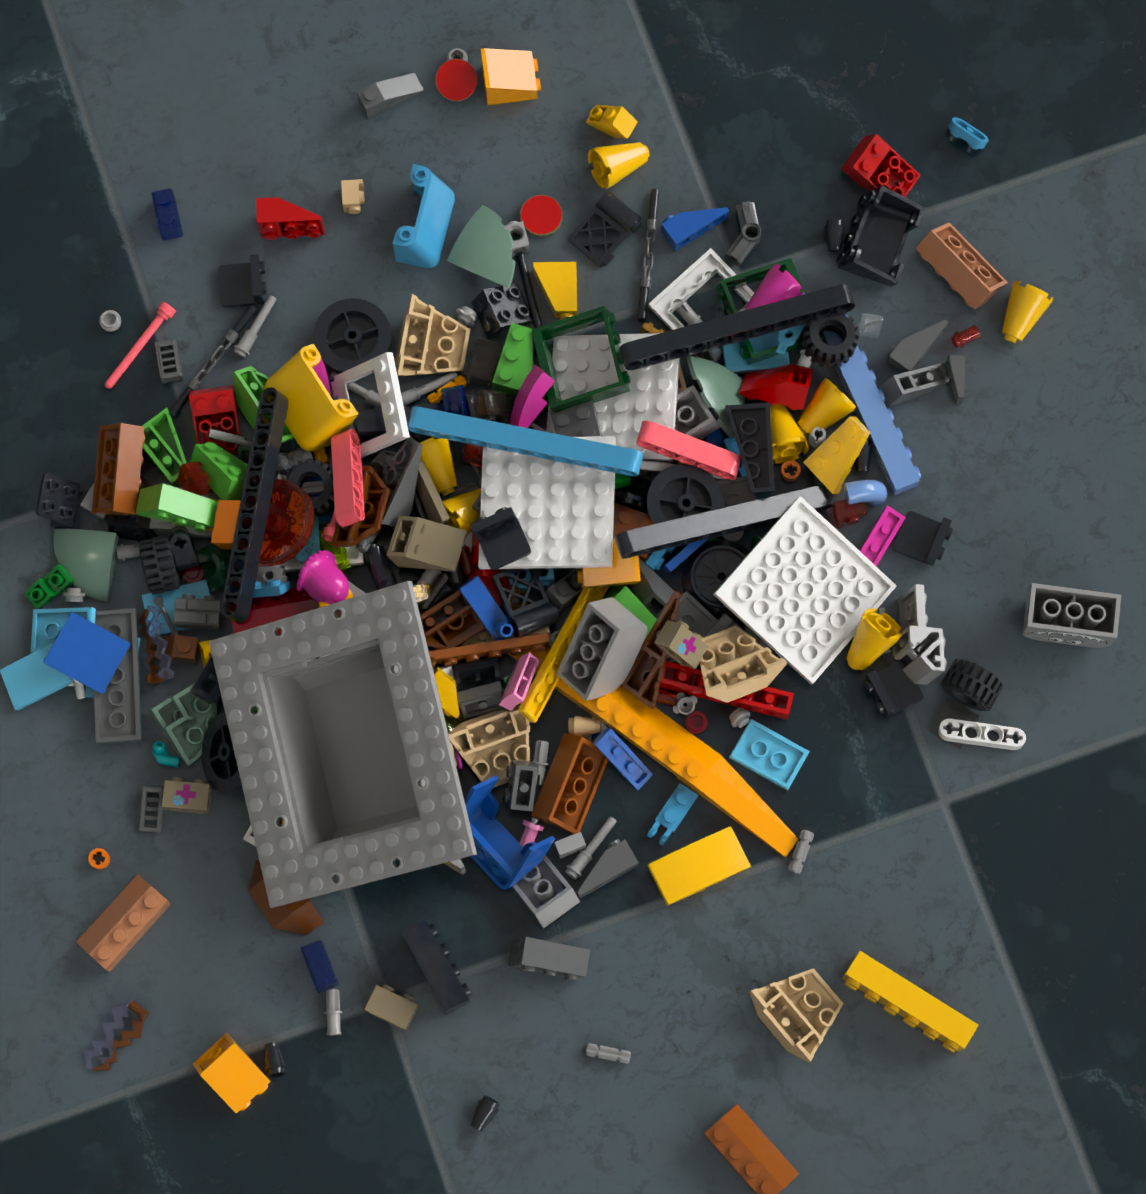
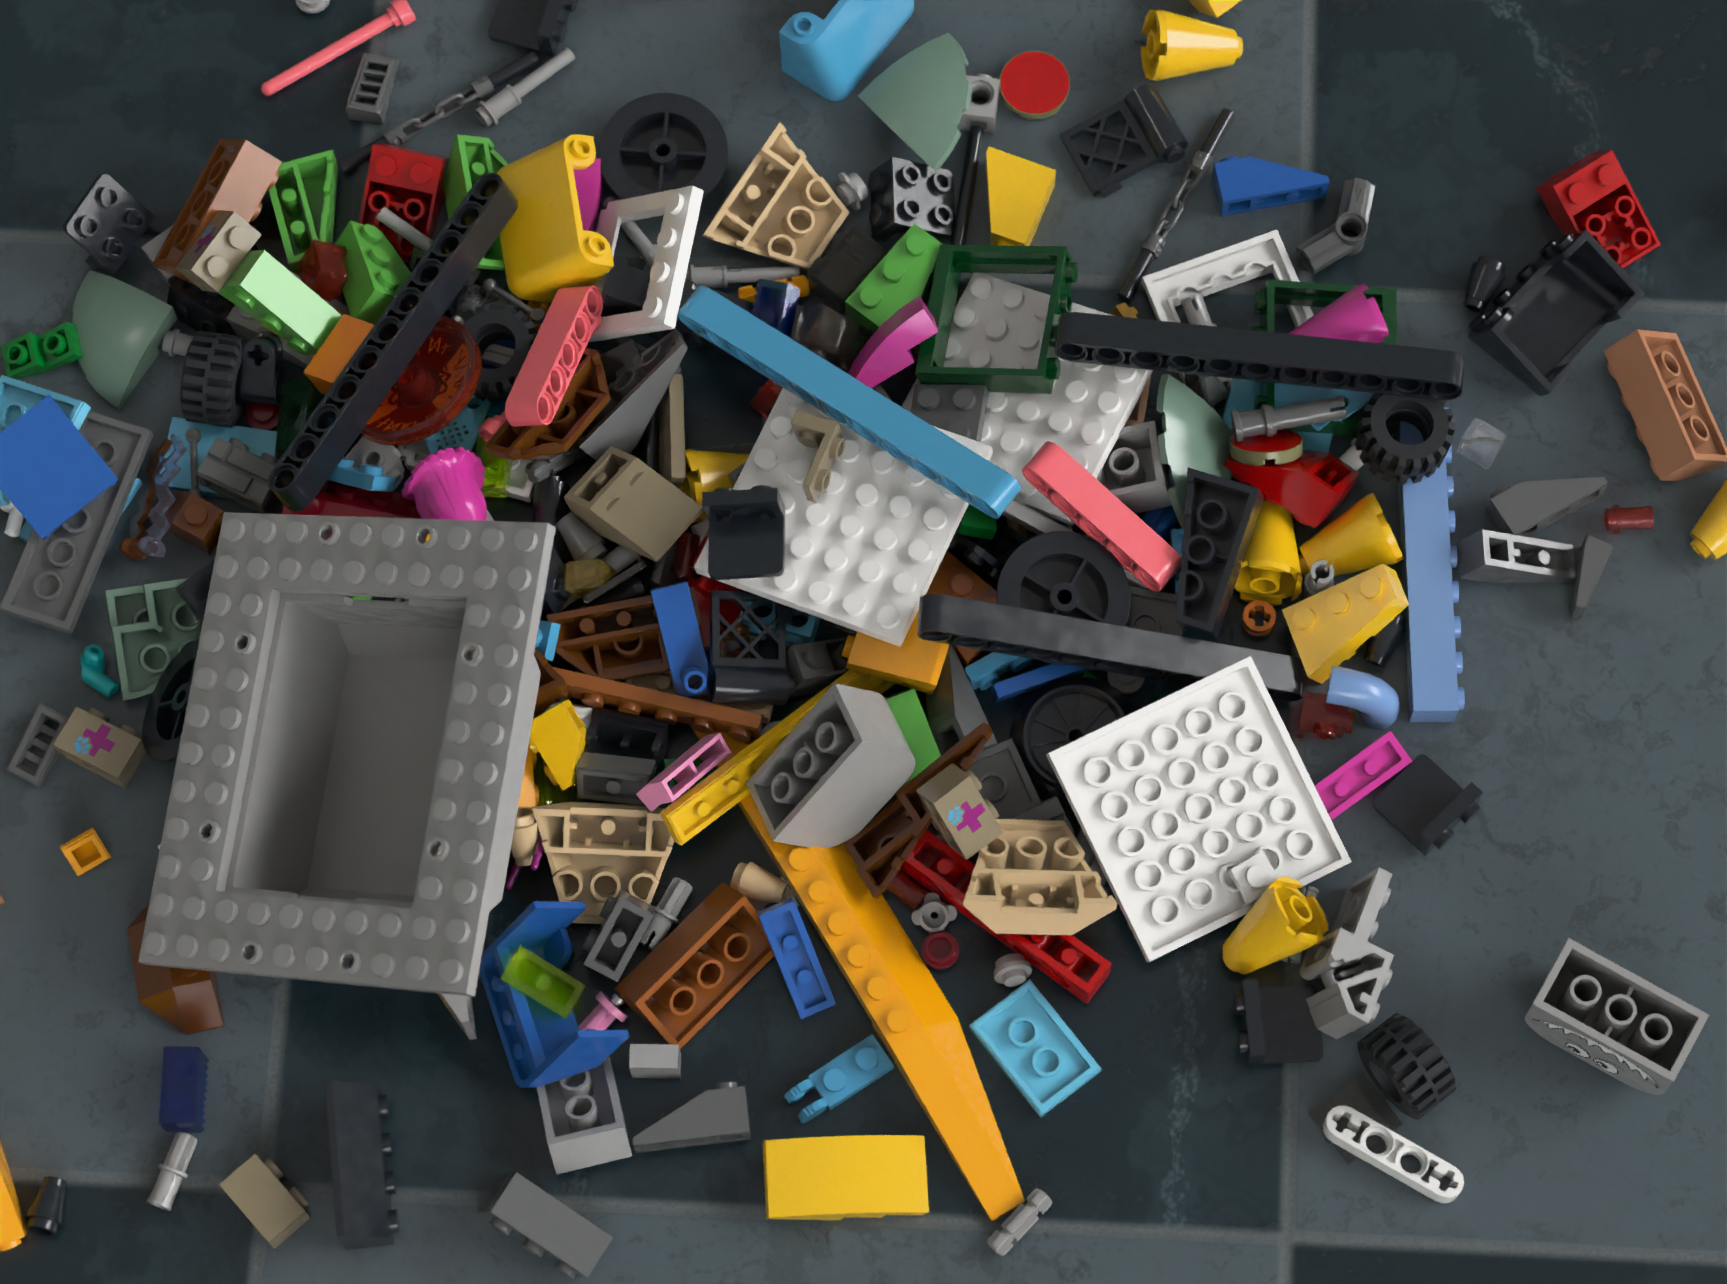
camera: 25 degrees right, 5 degrees down
(73, 595) = (71, 377): light grey plate -> none
(133, 492) = (218, 251): none -> dark tan brick
(204, 858) = (85, 851): none -> light orange slope
(324, 457) = (537, 315): none -> dark grey hinge
(404, 573) = (580, 539): none -> dark grey cone
(439, 464) = (708, 393): yellow cone -> none
(491, 827) = (542, 981): none -> clear neon green slope
(513, 467) = (826, 435): none -> dark tan bracket
(584, 857) = (671, 1089): light grey pin -> none
(755, 359) = (1270, 420): none -> dark grey pin
(756, 373) = (1283, 447): none -> tile
(849, 615) = (1253, 876): none -> white plate

